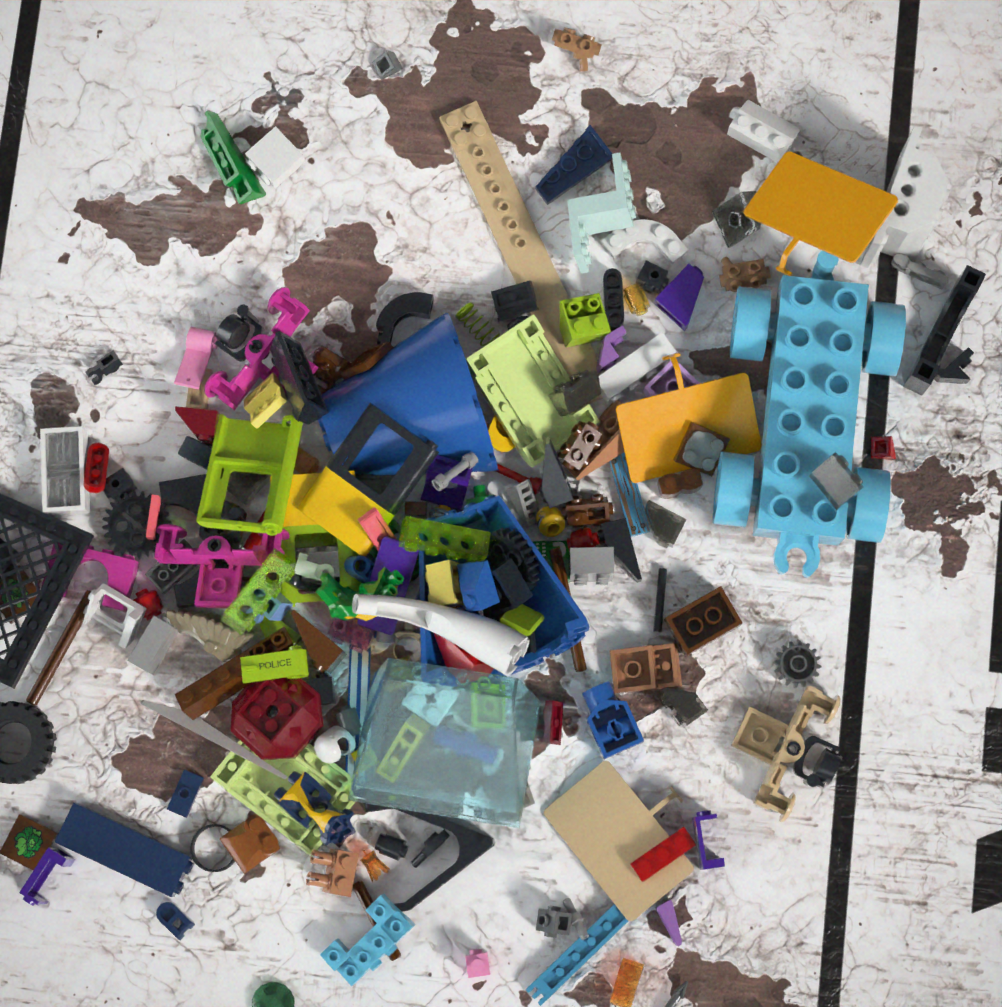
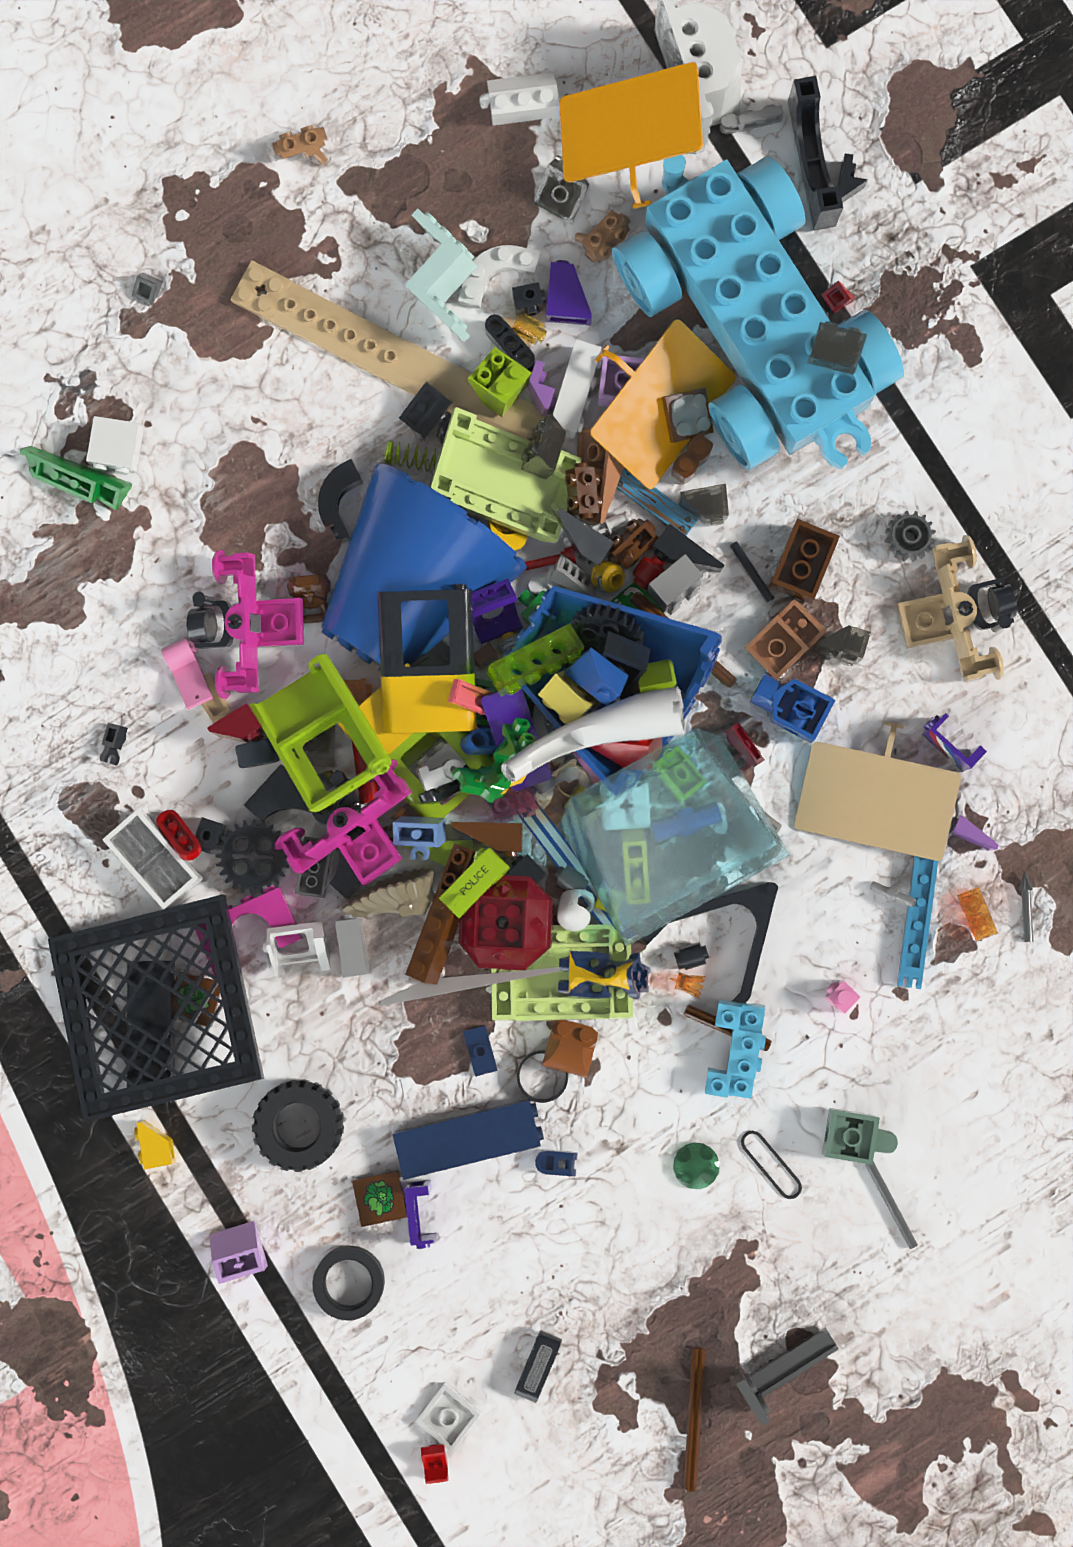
camera: 40 degrees left, 5 degrees up
(58, 652) = (273, 1015): reddish brown axle -> none
(151, 601) = (317, 912): red head -> none
(153, 517) = (264, 838): coral tile -> none
(241, 621) = (405, 794): clear neon green brick -> none
(265, 400) = (280, 662): light yellow slope -> none
(297, 379) = (295, 621): black slope -> none
(339, 871) = (665, 1012): nougat brick -> none
(366, 360) = (340, 559): reddish brown tile -> none
(431, 845) = (725, 927): black piece -> none
(442, 481) = (493, 611): light grey bar -> none
(553, 921) = (877, 911): dark grey brick -> none
(575, 165) = (384, 249): dark blue wing -> none
(663, 854) = (925, 782): red plate -> none

